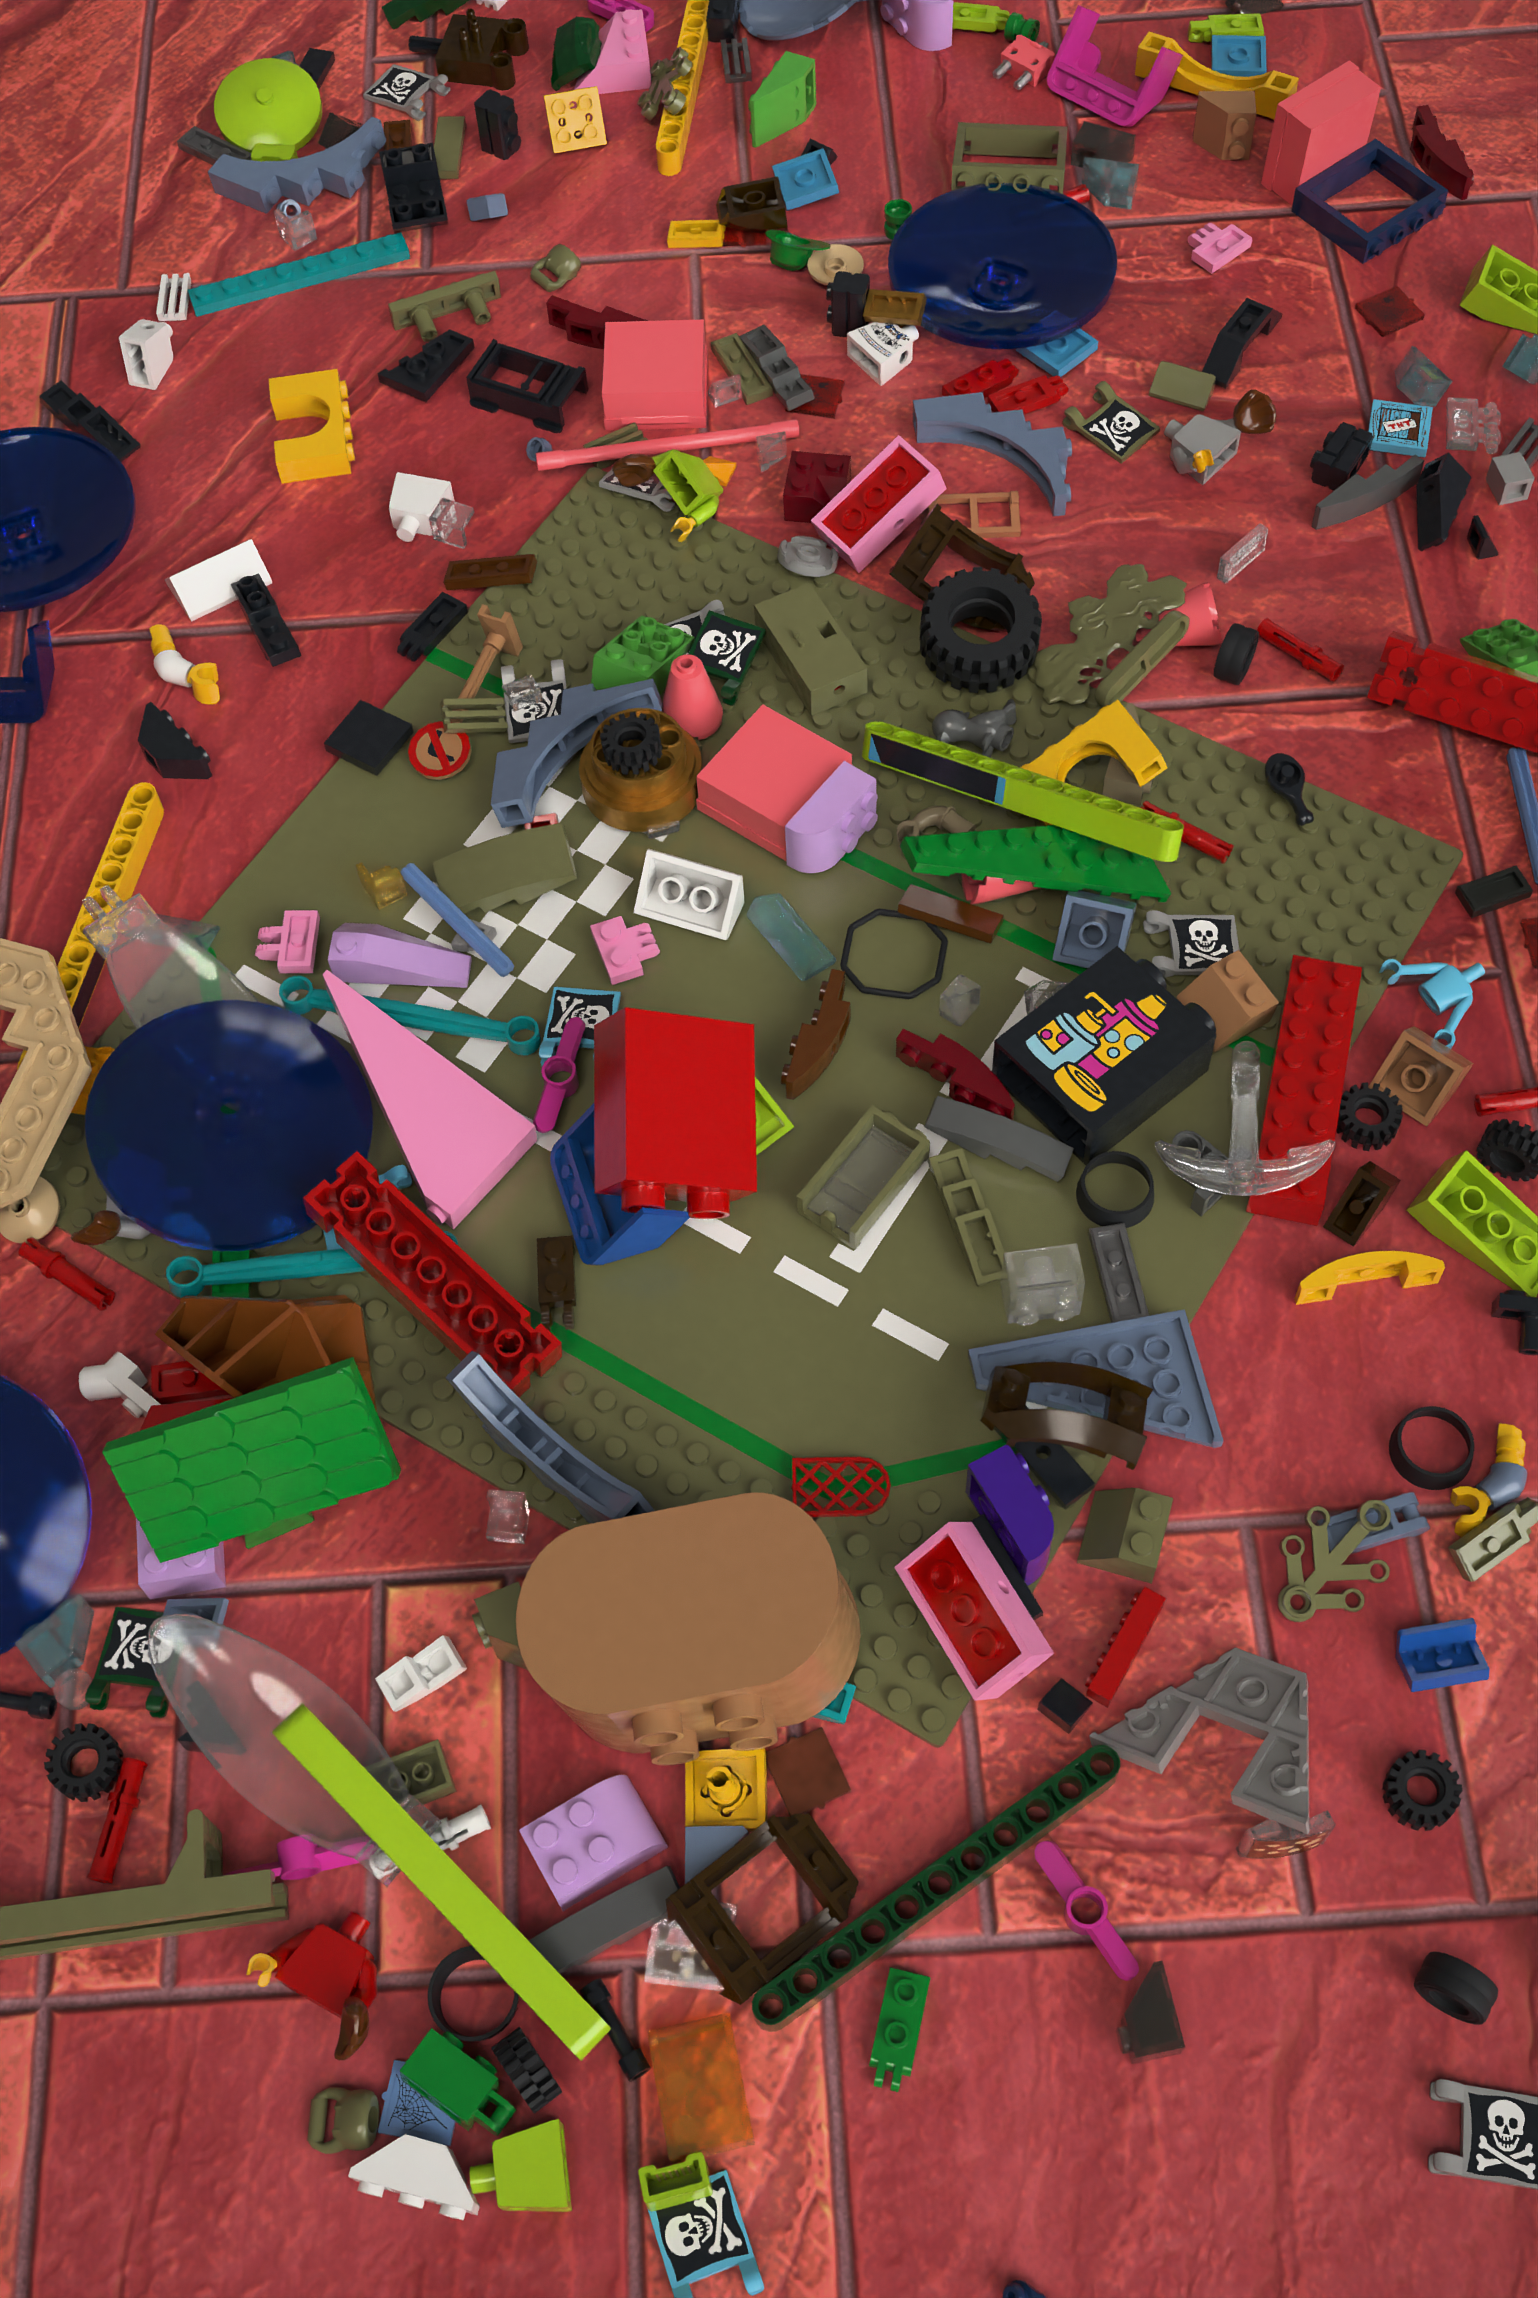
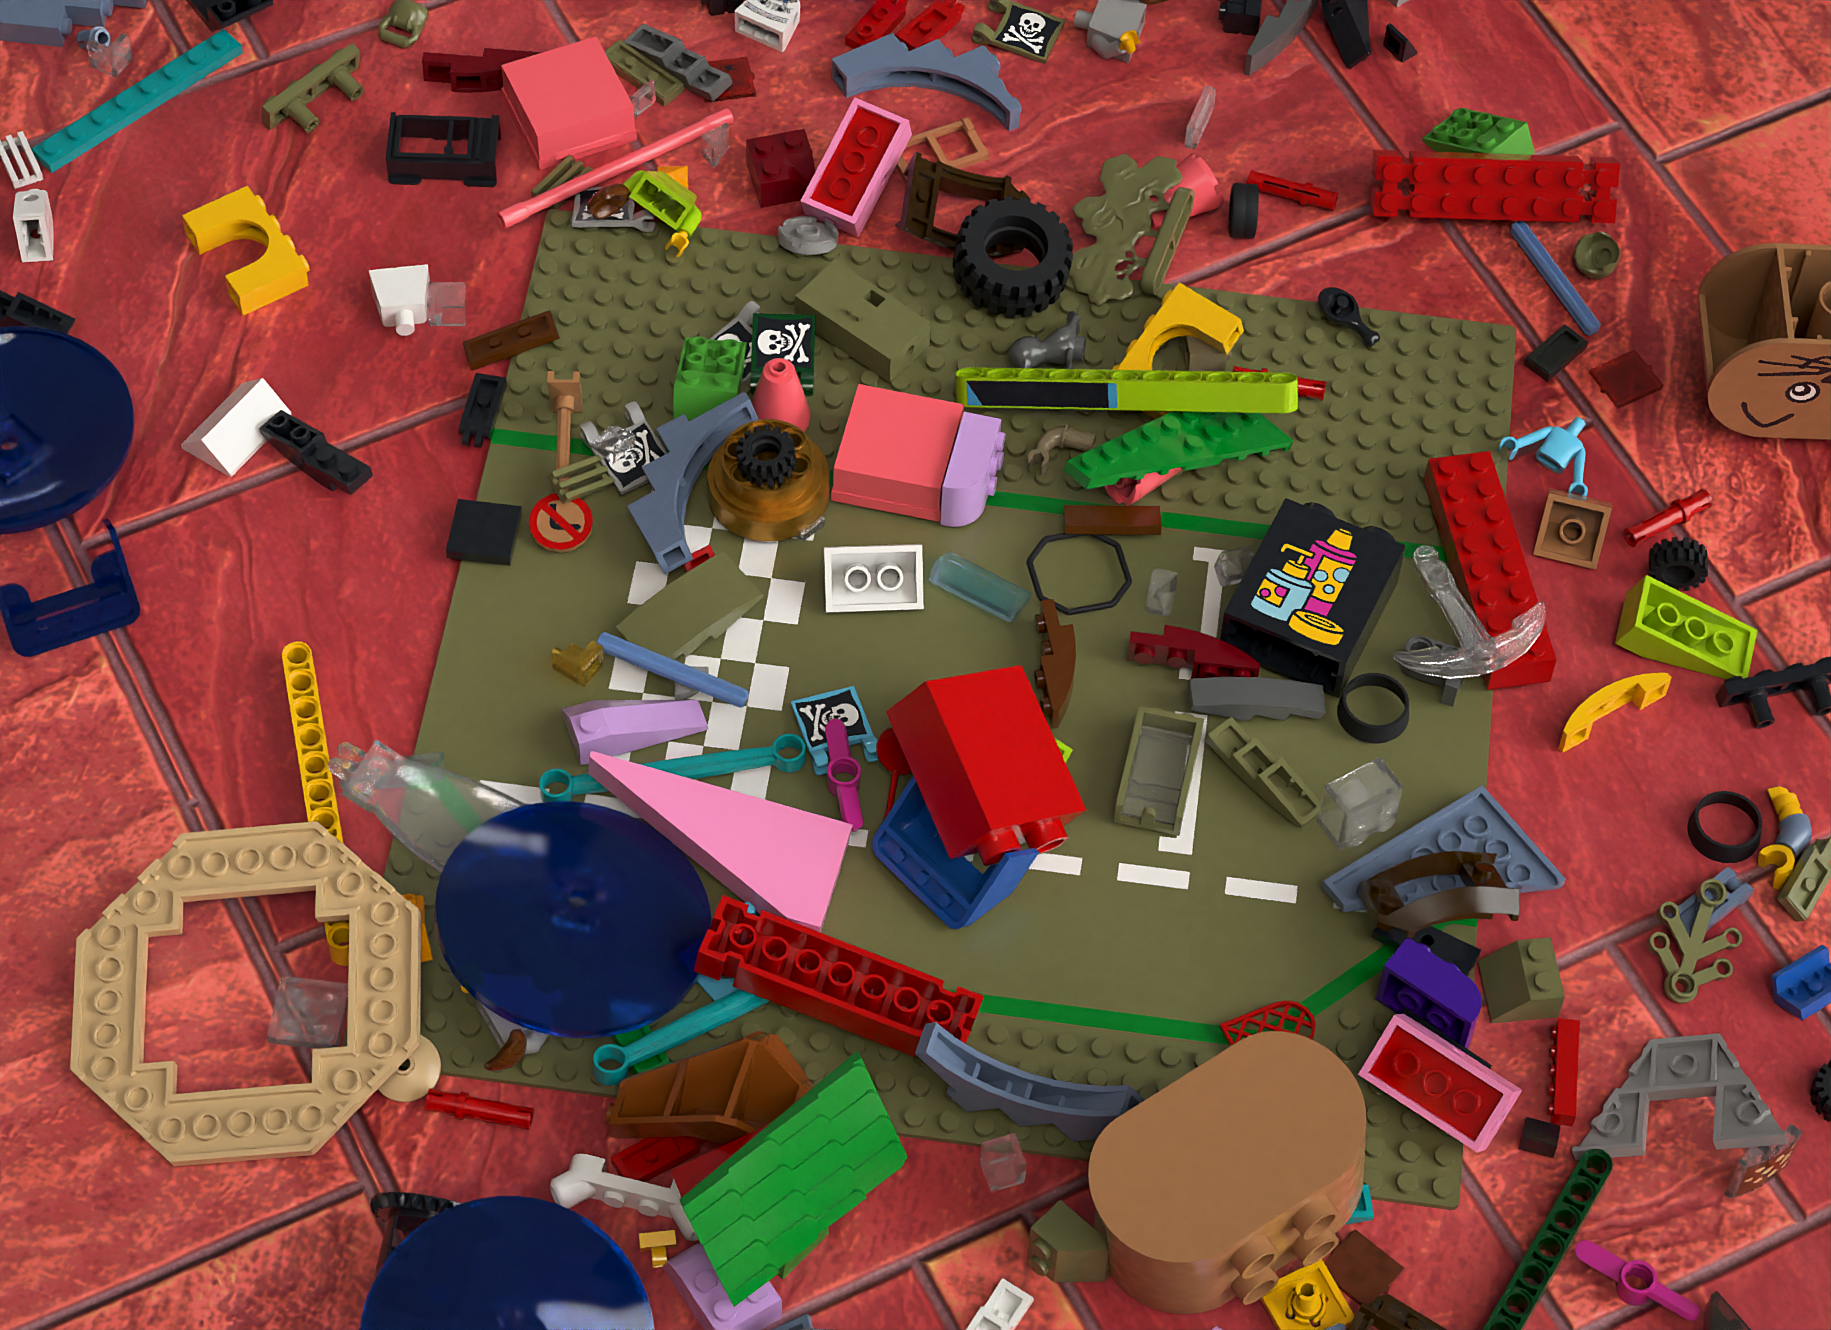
camera: 30 degrees left, 5 degrees down
(170, 748) = (292, 604): black slope -> none
(178, 671) = (255, 527): yellow piece -> none
(292, 943) = (529, 742): bright pink hinge -> none
(429, 368) = (331, 158): black wing -> none
(537, 445) = (485, 205): sand blue hinge -> none
(556, 1279) = (936, 950): dark brown hinge -> none
(623, 948) = (834, 646): bright pink hinge -> none
(1092, 927) = (1245, 493): sand blue slope -> none
(1118, 1272) = (1418, 783): flat silver tile -> none
(1194, 941) = (1338, 476): flag -> none
(1232, 997) = (1394, 508): medium nougat slope -> none
(1361, 1202) = (1577, 650): dark brown slope -> none
(1376, 1101) = (1559, 566): black tyre -> none

